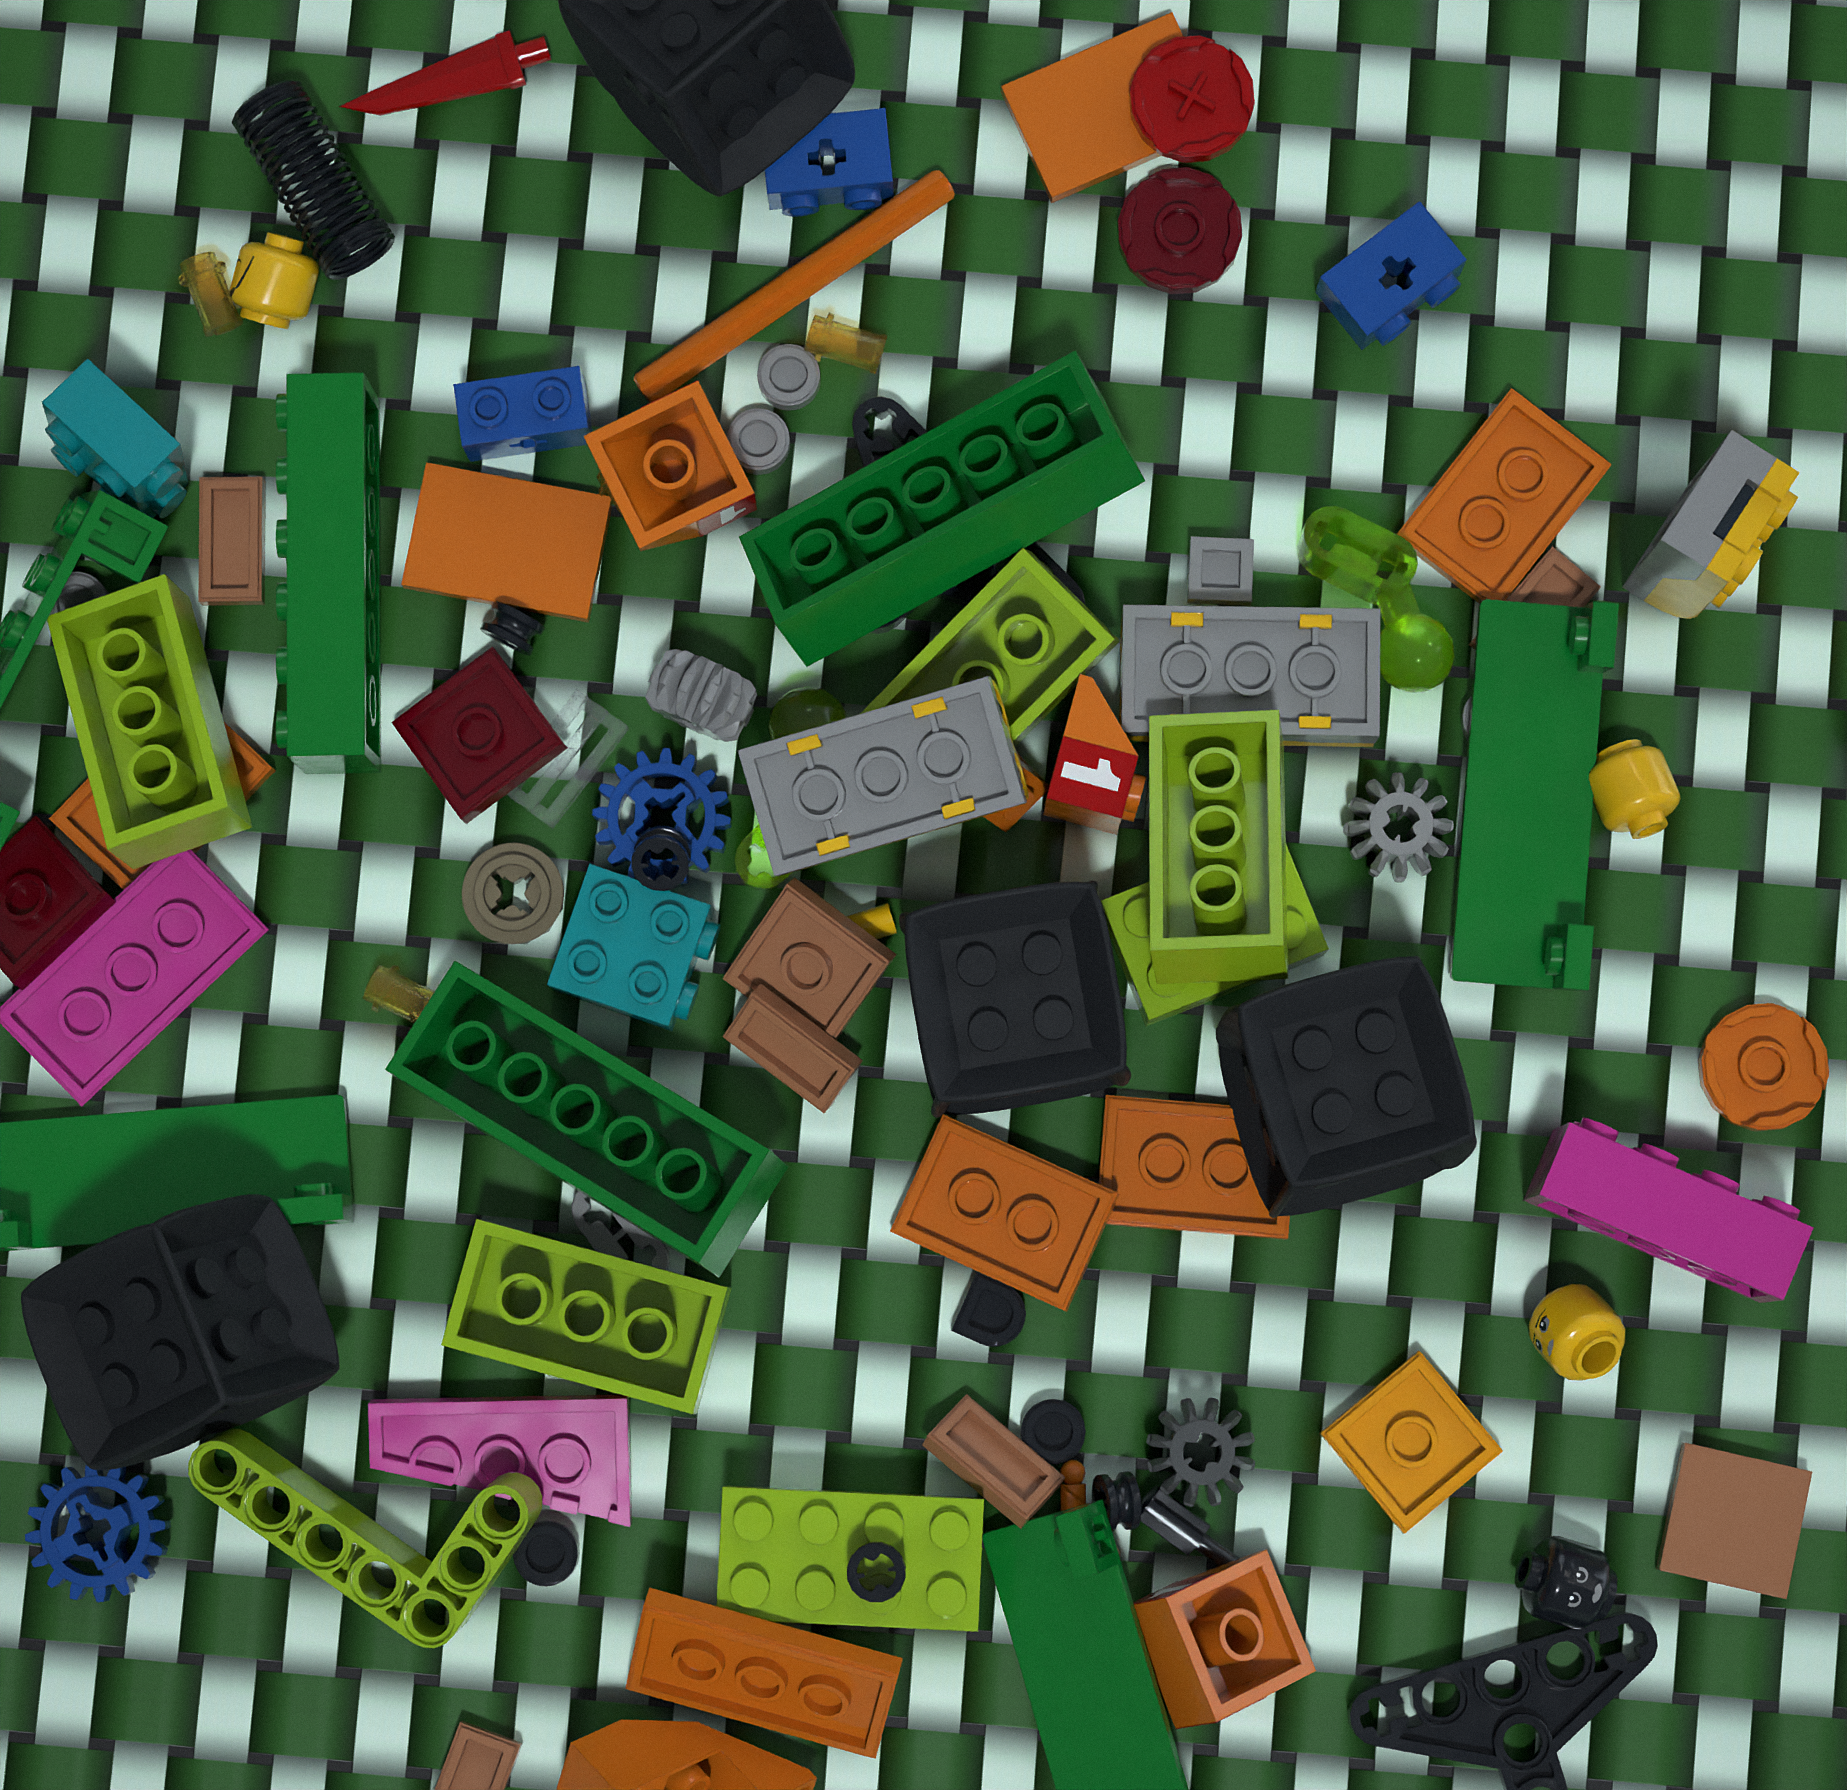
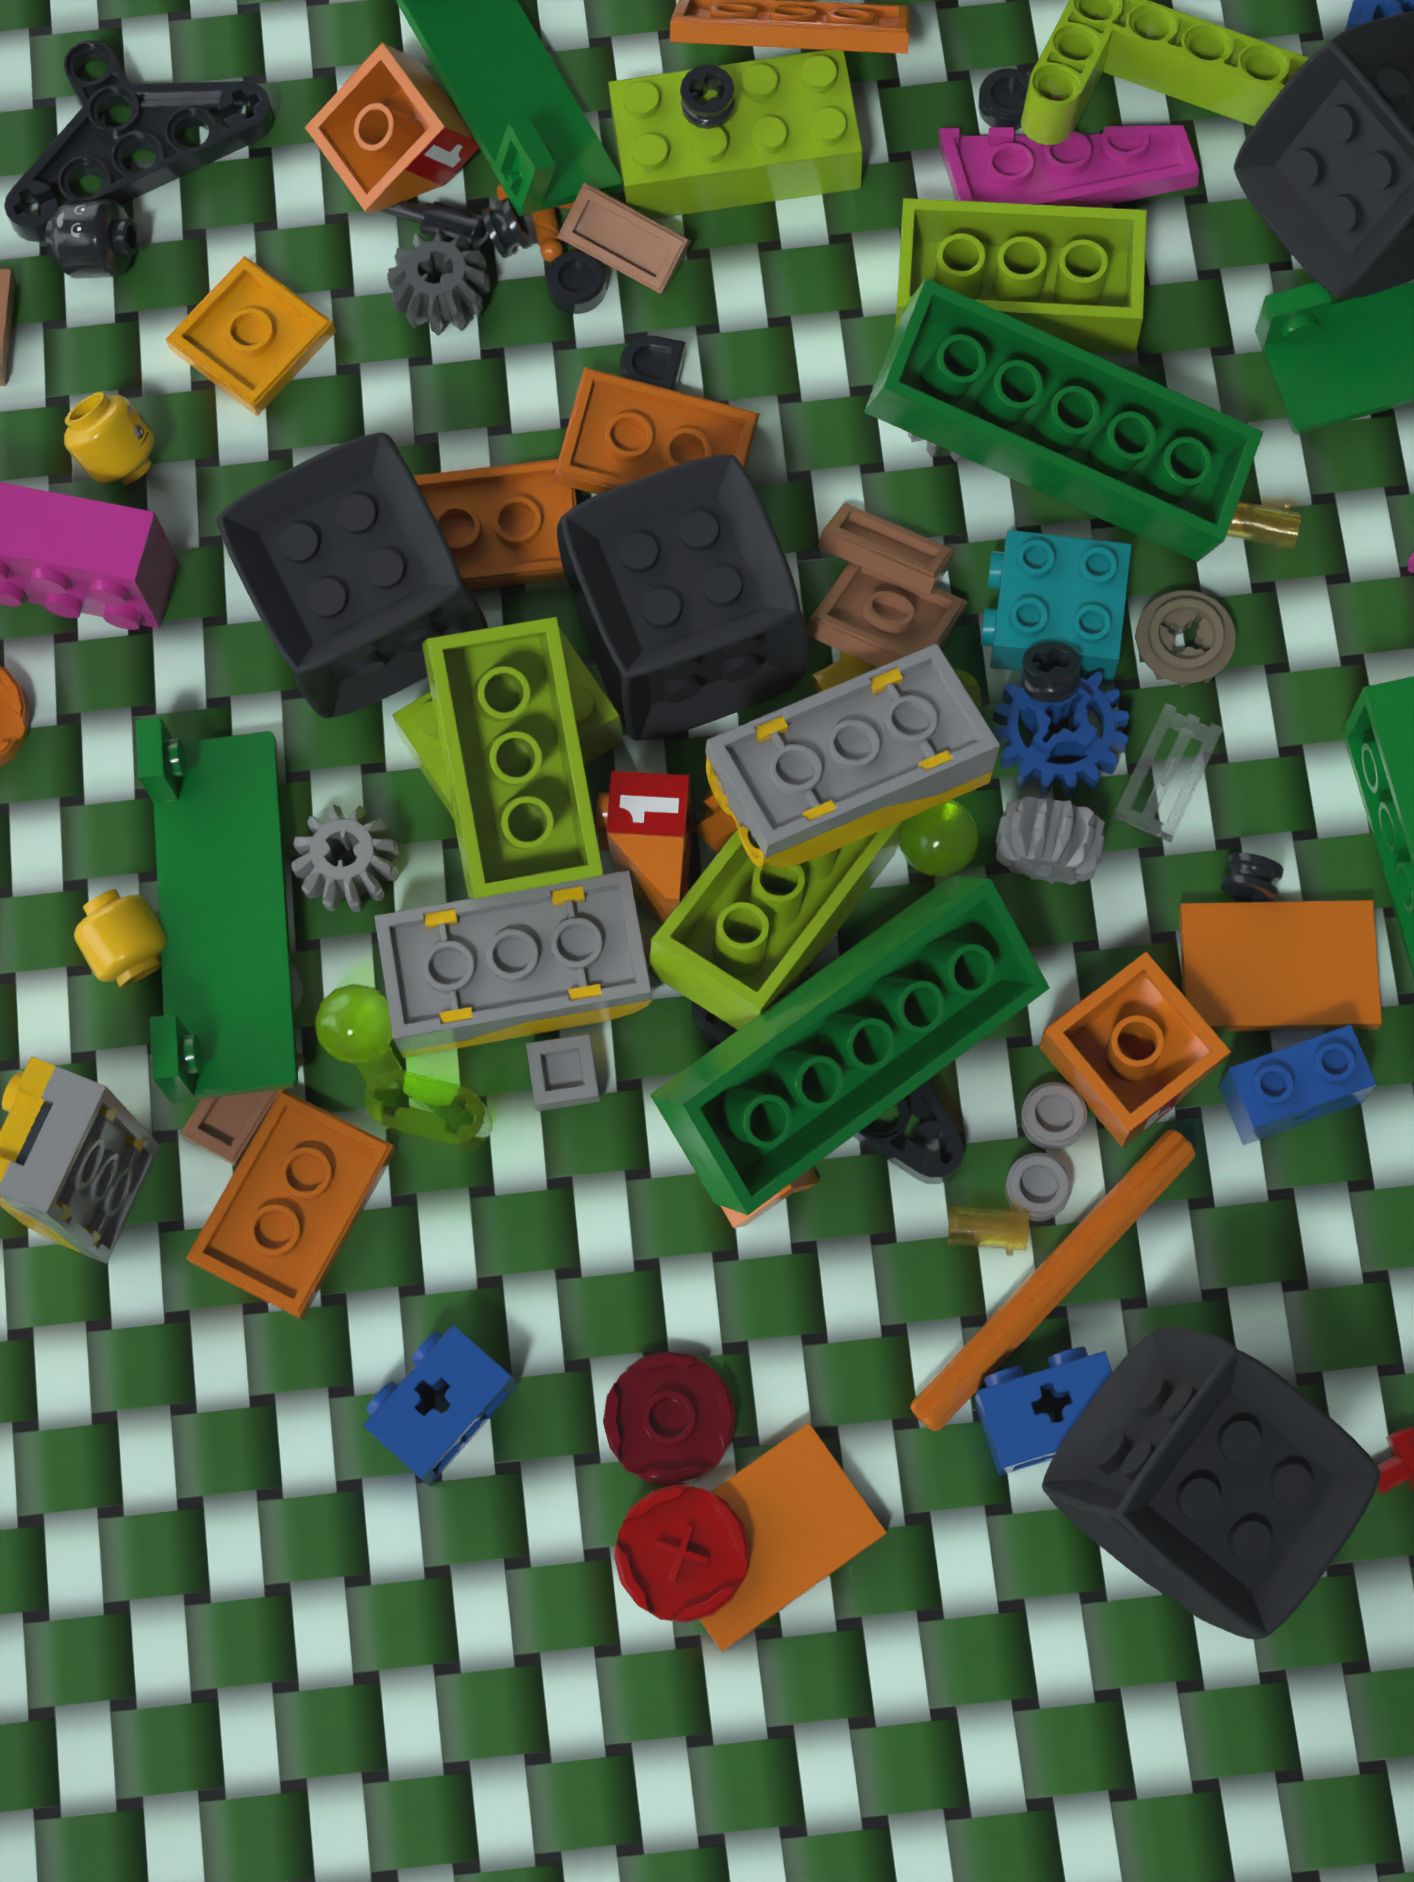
camera: 170 degrees right, 10 degrees down
(479, 735) = (1256, 772): dark red tile -> none

